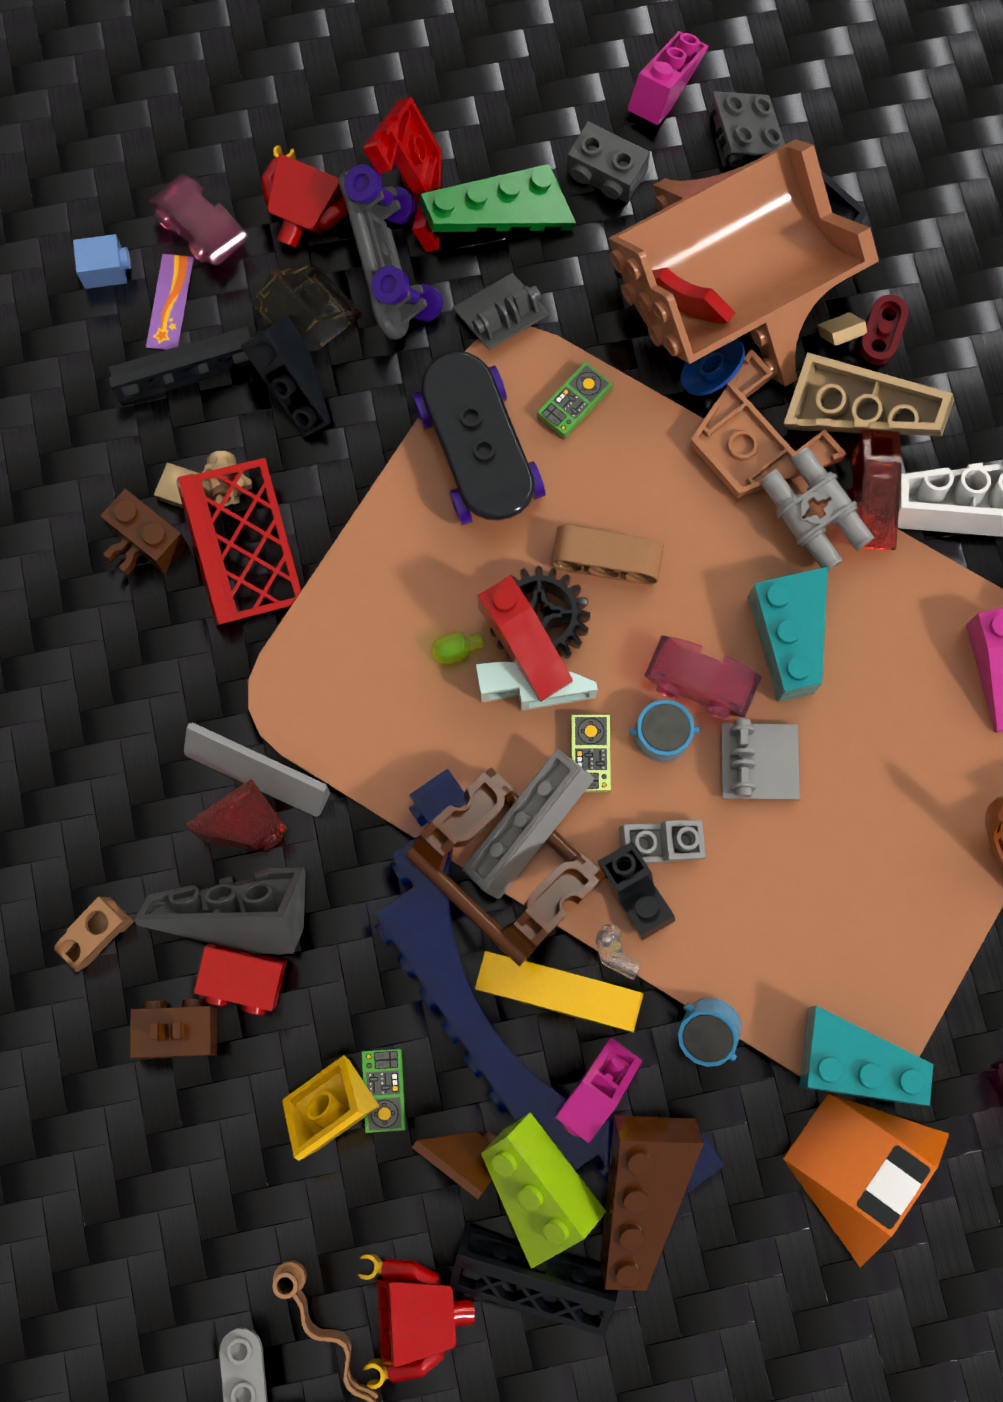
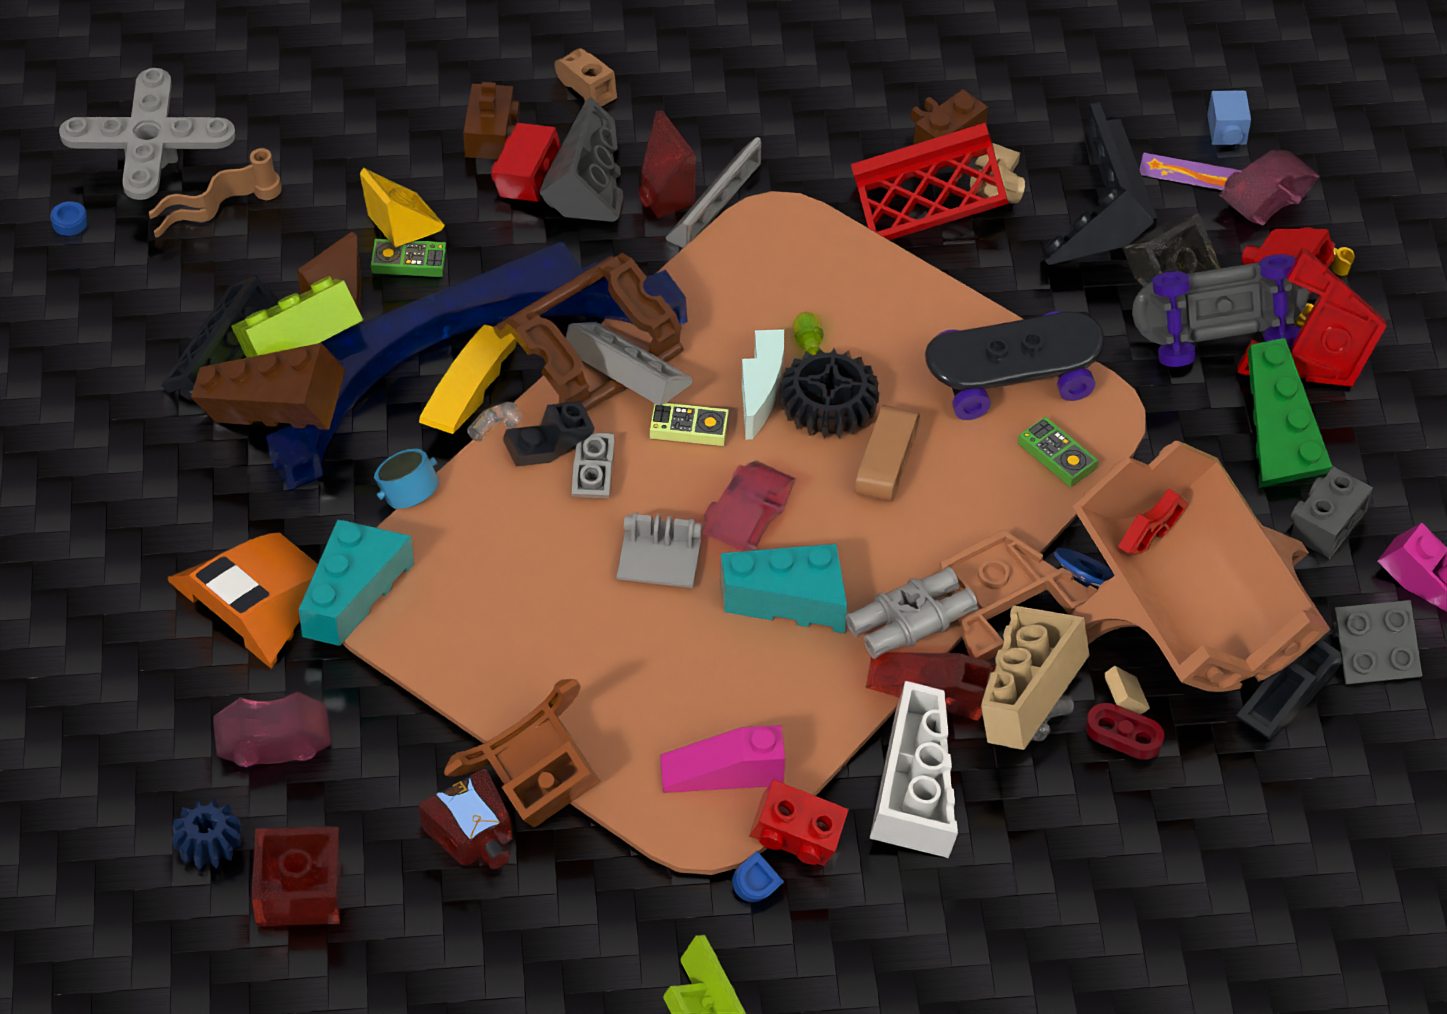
camera: 95 degrees right, 25 degrees down
(414, 1319) = (213, 249): red torso -> none
(501, 310) = (1160, 404): dark grey hinge -> none
(524, 637) = (804, 353): red slope -> none
(599, 1090) = (374, 379): dark pink slope -> none
(664, 730) = (700, 475): piece -> none

